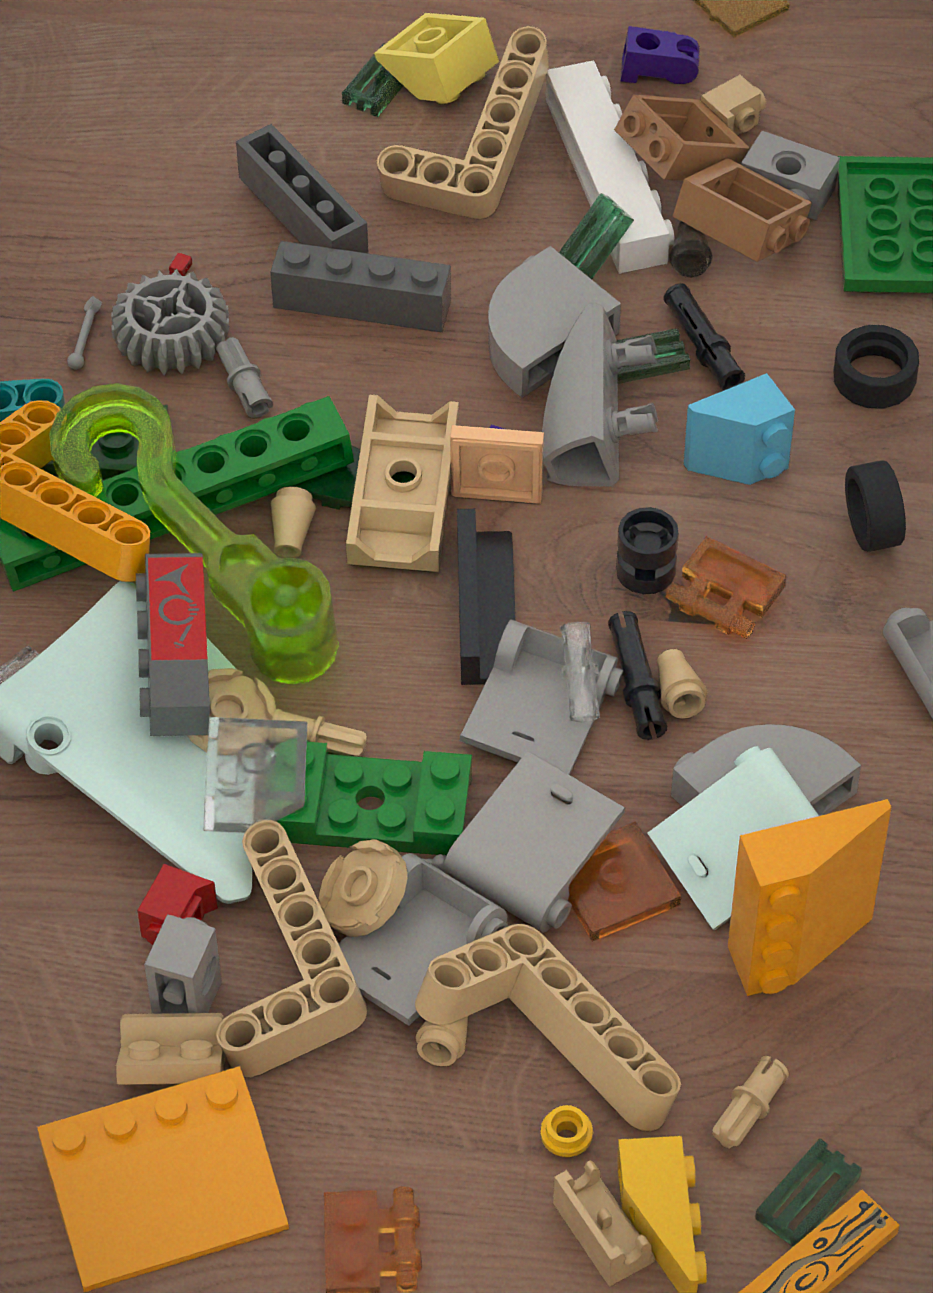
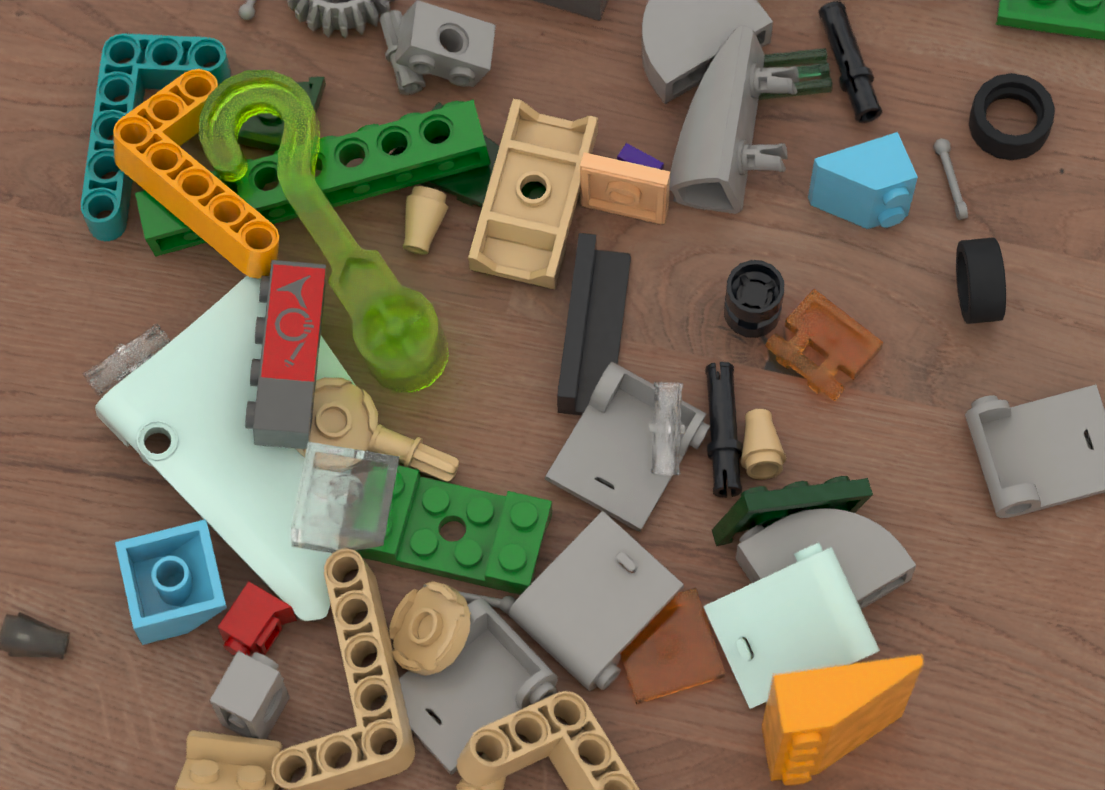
camera: 10 degrees right, 15 degrees up
(80, 875) = (170, 581): none -> medium azure slope
(289, 359) = (465, 37): none -> light grey brick
(694, 727) = (765, 507): none -> dark green wing
(812, 403) = (942, 148): none -> light grey hinge

